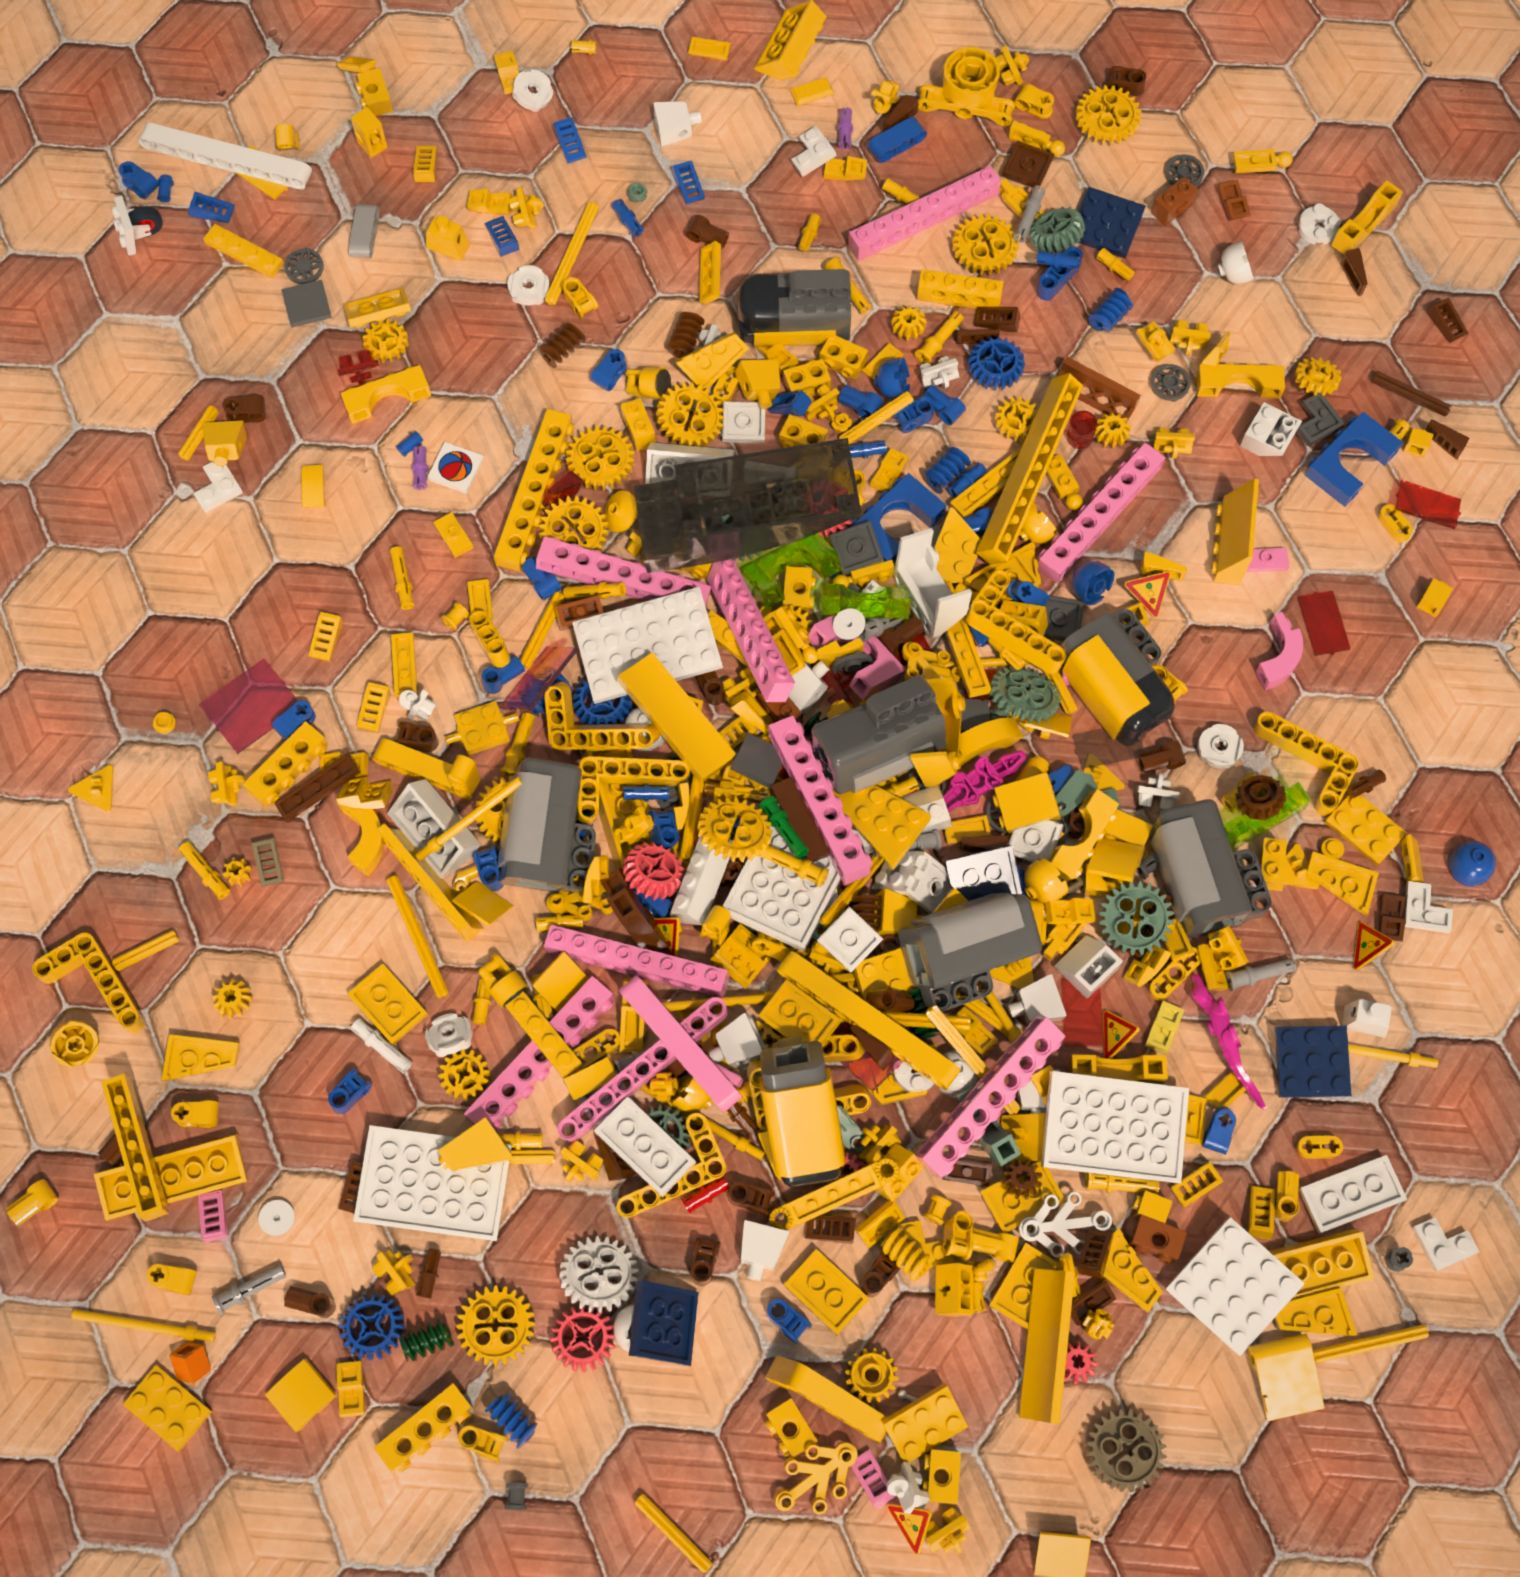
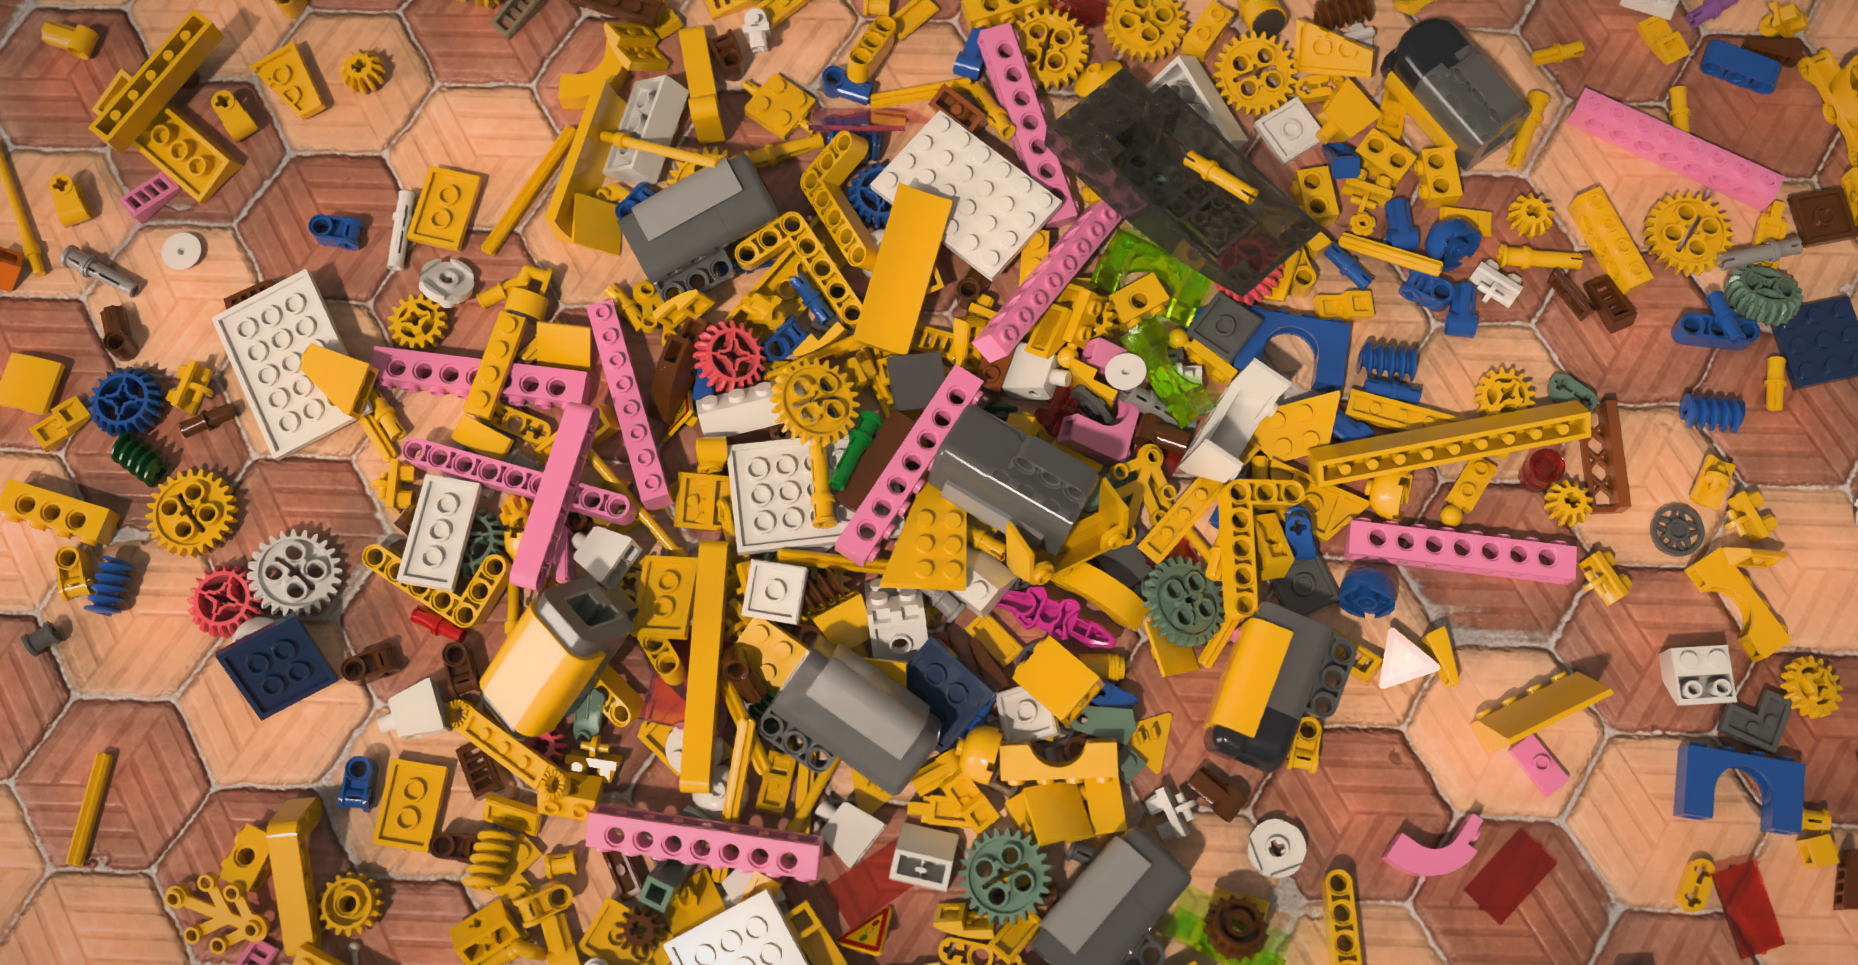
camera: 60 degrees right, 5 degrees up
(760, 477) = (1211, 171): none -> yellow pin
(878, 1051) = (675, 698): reddish brown slope -> none
(991, 371) = (1571, 349): blue gear -> none
(1042, 379) = (1572, 392): none -> sand green beam
(1099, 749) = (1182, 720): clear smoke piece -> none

